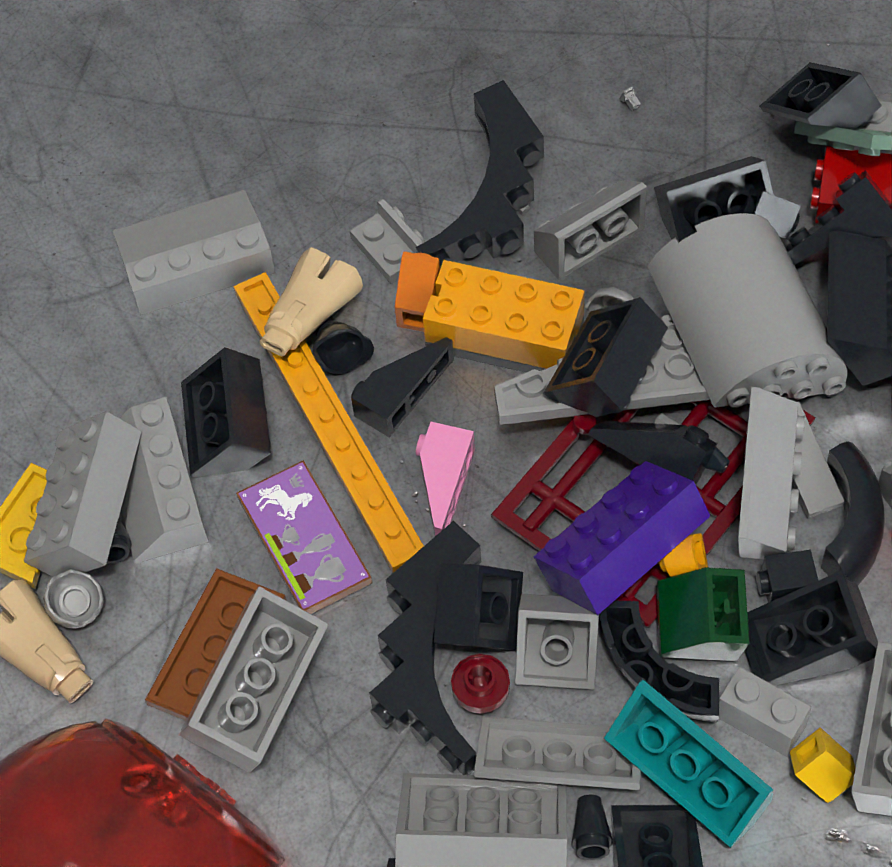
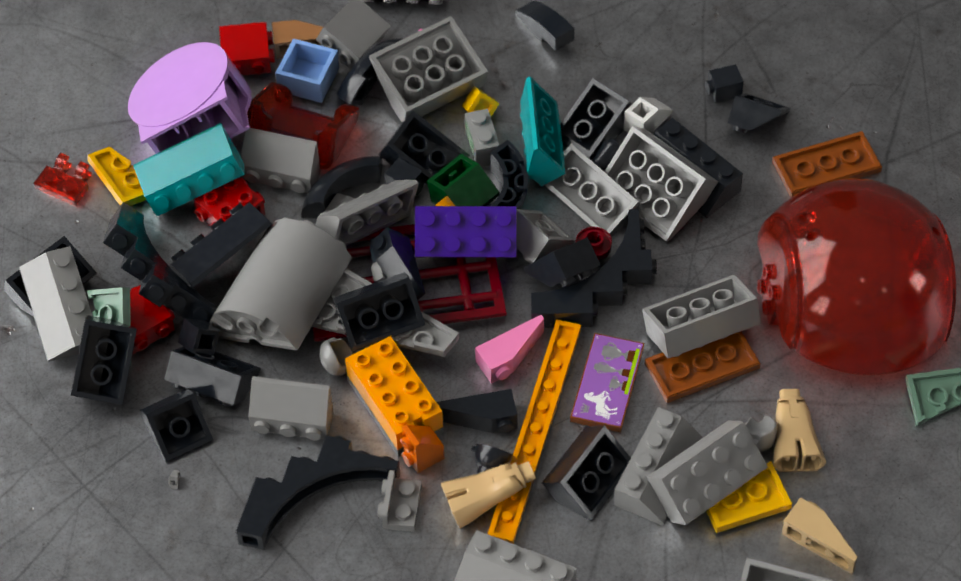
camera: 140 degrees left, 5 degrees down
(690, 134) = (176, 424): none -> black slope

